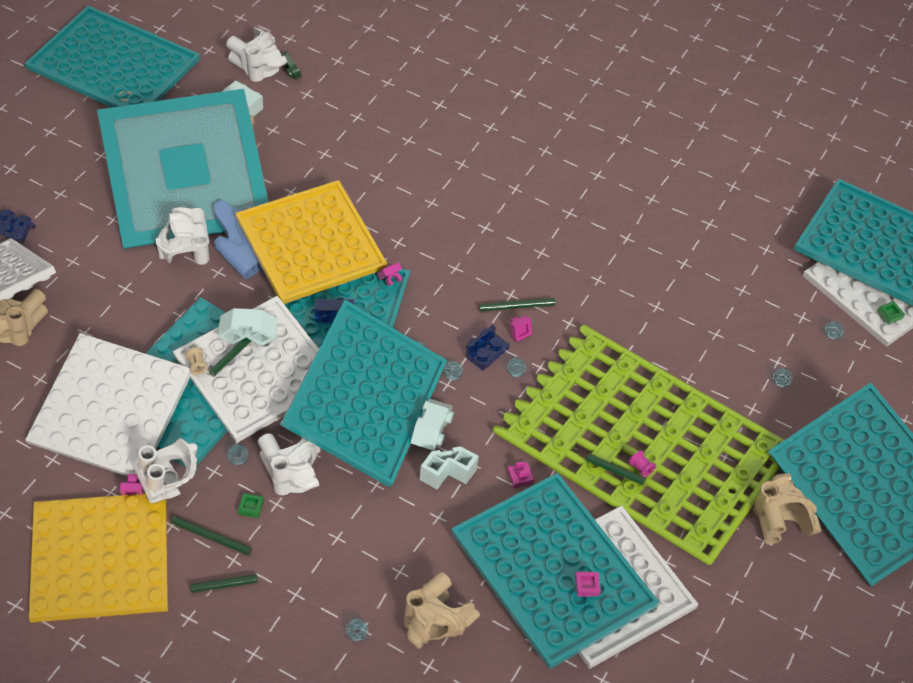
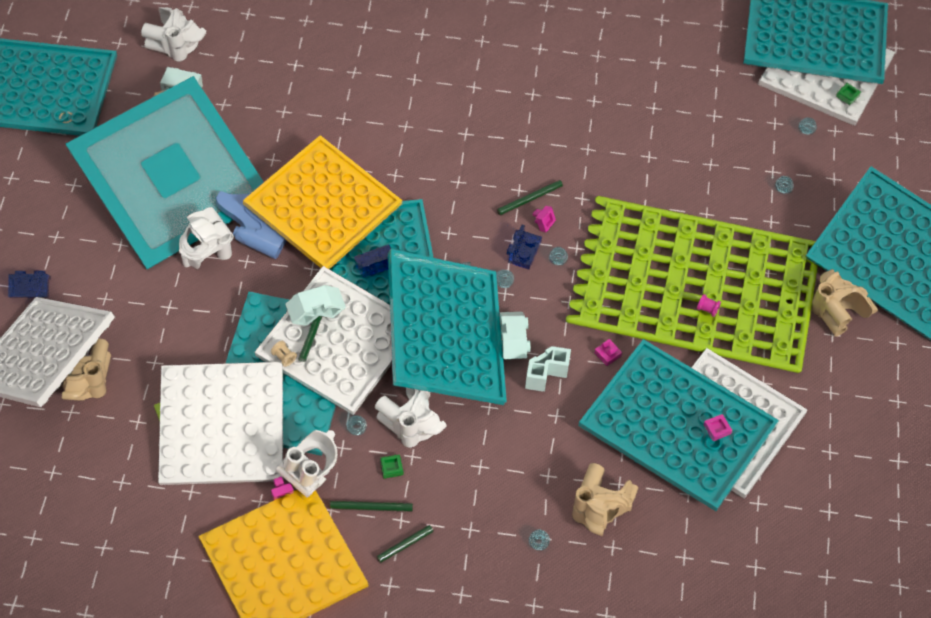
camera: 20 degrees left, 5 degrees up
(292, 68) = (213, 37): dark green plate -> none
(390, 272) = (407, 208): dark pink tile -> none
(615, 469) = (688, 318): dark green bar -> none

